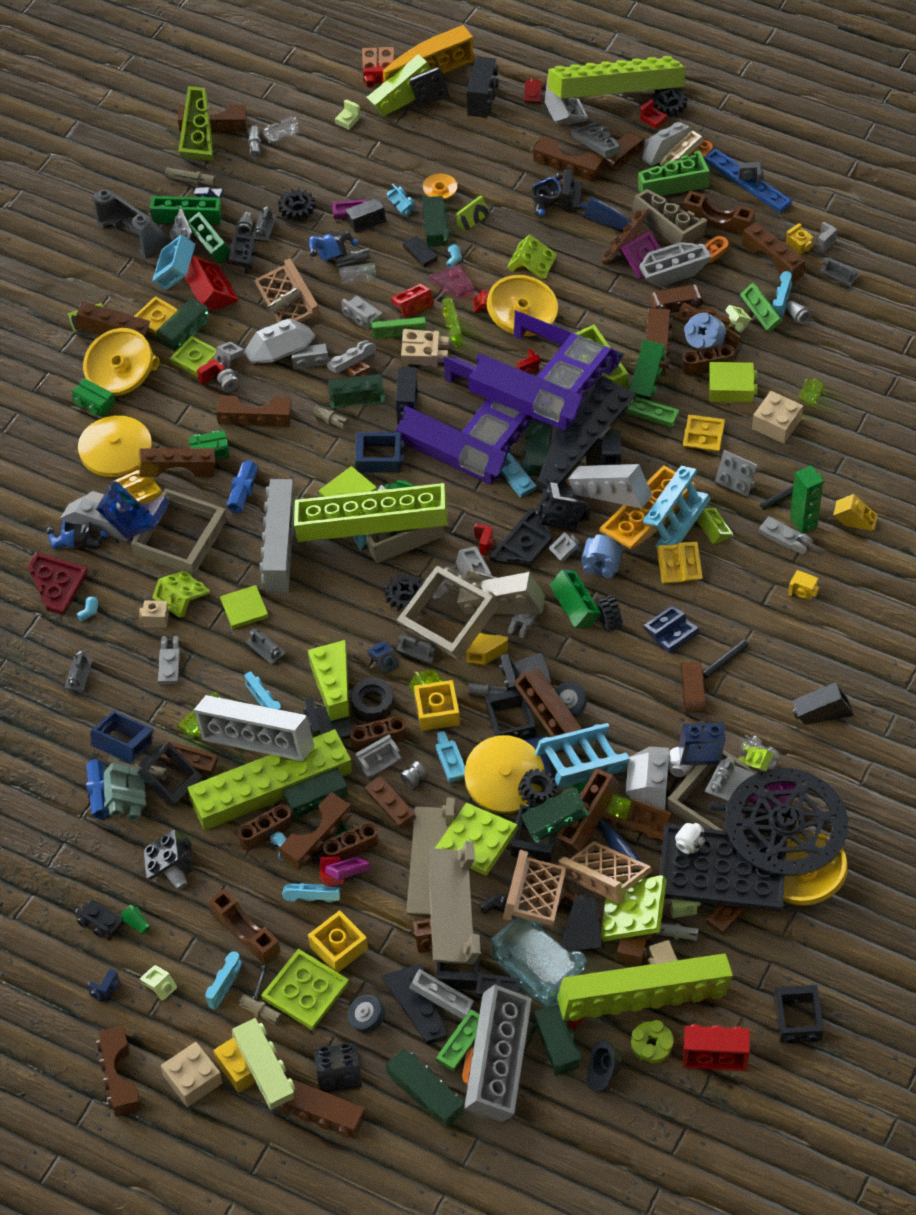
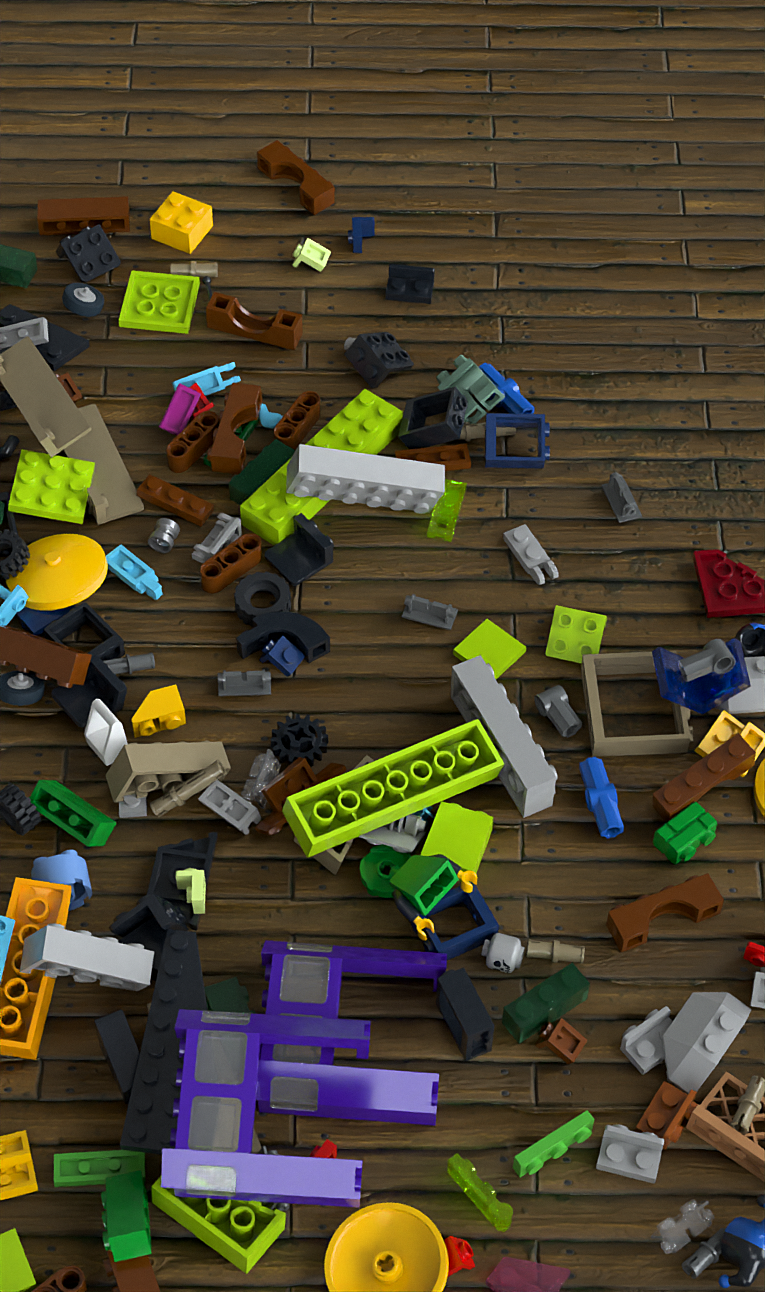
camera: 150 degrees right, 0 degrees up
(90, 609) = (667, 573): medium azure arm -> none
(121, 503) = (714, 658): none -> dark grey piece
(135, 919) = (373, 296): green cone -> none
(154, 614) = (586, 592): tan brick -> none
(191, 1074) = (227, 194): tan brick -> none
(224, 980) = (246, 279): medium azure hinge -> none
(228, 380) = (733, 944): light grey wheel -> none
(229, 547) = (556, 706): none -> dark grey piece
(256, 688) = (392, 550): medium azure plate -> none
(263, 1063) = (151, 198): yellowish green brick -> none
(327, 320) = (667, 1113): none -> dark orange bracket
(331, 676) = (321, 592): lime wedge -> none
(337, 941) = (148, 342): yellow brick -> none
(352, 356) = (591, 1060): light grey hinge -> none
(360, 423) = (503, 952): none -> light grey head
(365, 667) = (296, 628): none -> black arch
(387, 460) = (423, 884): none -> green torso
(413, 300) = (566, 1209): red bracket -> none
(422, 348) = (495, 1122): tan hips -> none
(424, 560) = (289, 782): none -> reddish brown bracket
(424, 677) = (208, 643): clear neon green bracket -> none
(436, 705) = (178, 612): yellow brick -> none
(472, 628) = (228, 685): dark tan window -> none
(484, 533) = (239, 865): red bracket -> none
(517, 477) = (230, 965): medium azure hinge -> none
(521, 520) = (195, 883): none -> yellowish green bracket
(529, 635) = (104, 732): none -> white tile
(565, 546) = (121, 892): light grey bracket -> none

